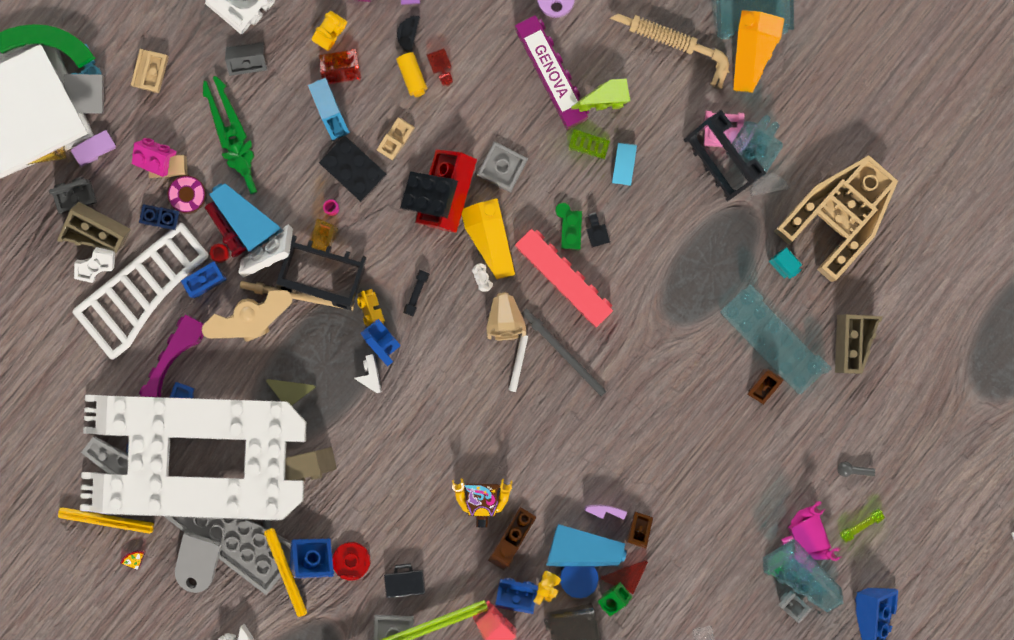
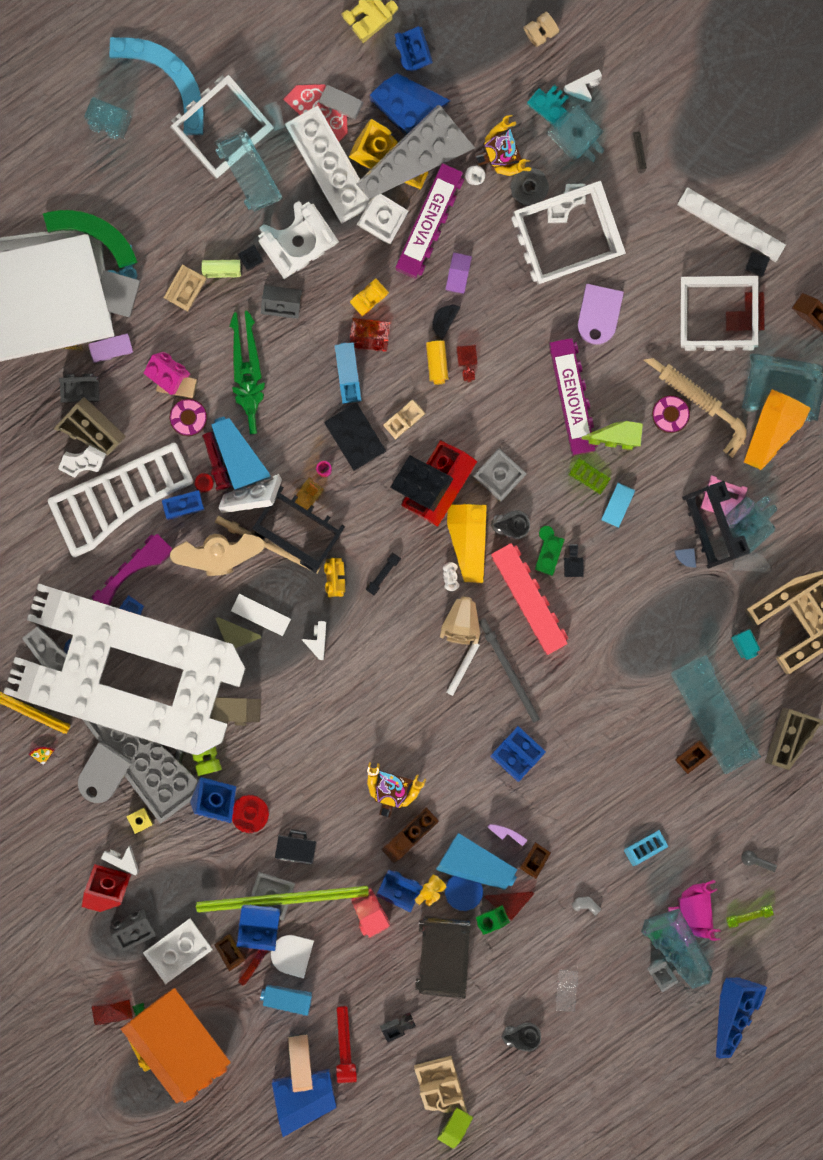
camera: 10 degrees right, 0 degrees up
(159, 217) = (156, 432): dark blue slope -> none
(179, 42) = (221, 268): none -> yellowish green brick
(204, 24) = (250, 258): none -> black plate
(252, 596) = (147, 822): none -> light yellow plate
(285, 572) = (185, 806): yellow axle -> none
(297, 526) = (209, 766): none -> lime wheel
(309, 365) = (261, 615): none -> white tile
(380, 341) = (337, 610): blue panel -> none
(528, 210) = (512, 524): none -> dark grey hair
(594, 430) = (518, 754): none -> blue slope
(650, 63) = (670, 414): none -> tile
(699, 557) = (586, 903): none -> light grey arm
(704, 196) = (686, 557): none -> sand blue tile
(733, 488) = (632, 856): none -> medium azure slope

